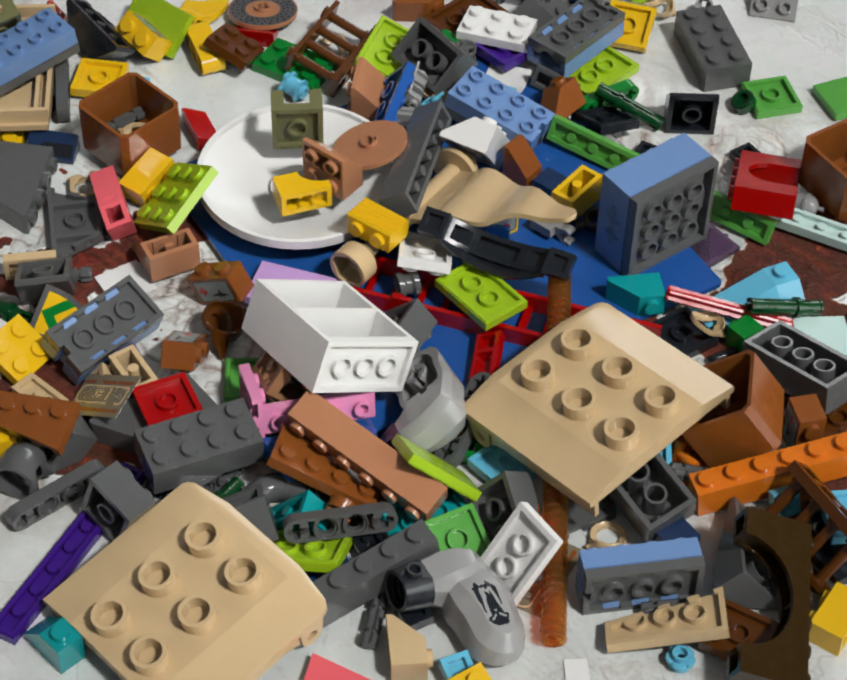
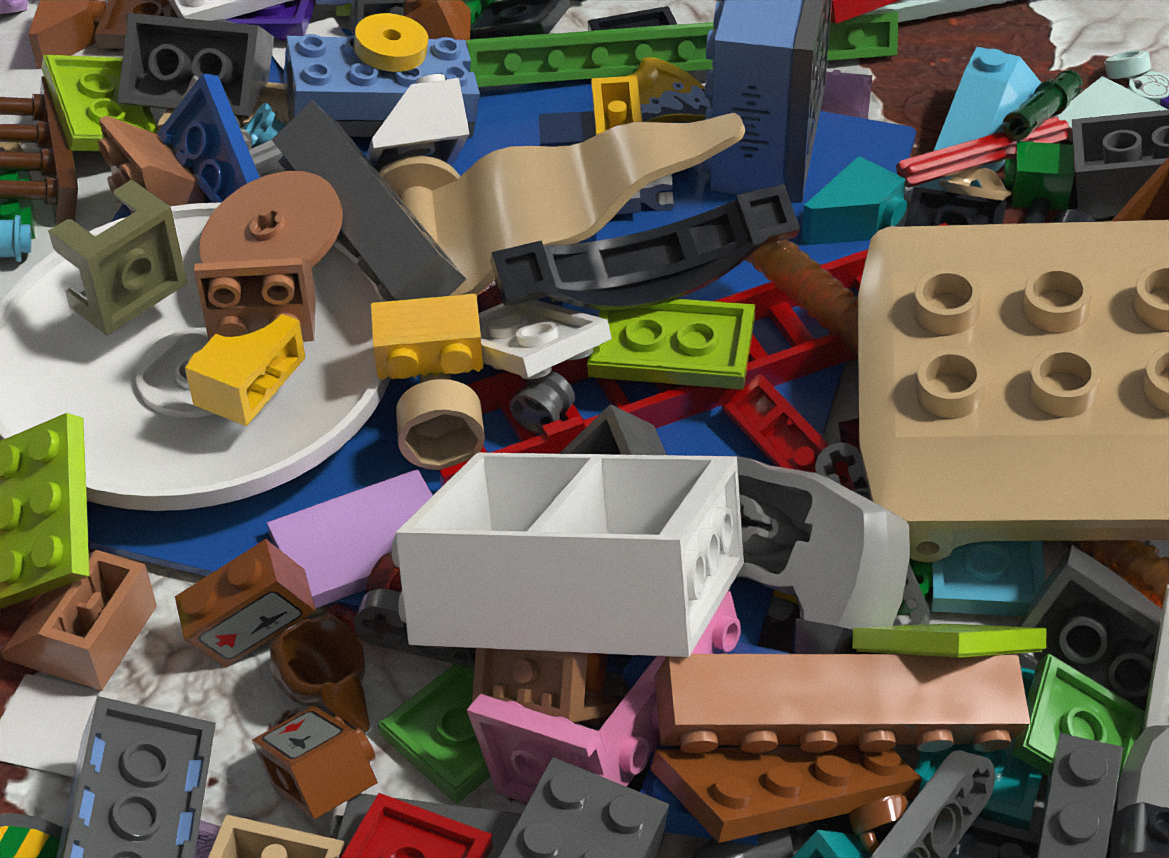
camera: 40 degrees left, 0 degrees up
(510, 94) = (391, 42): none -> yellow piece
(520, 162) = (497, 123): dark orange slope -> none

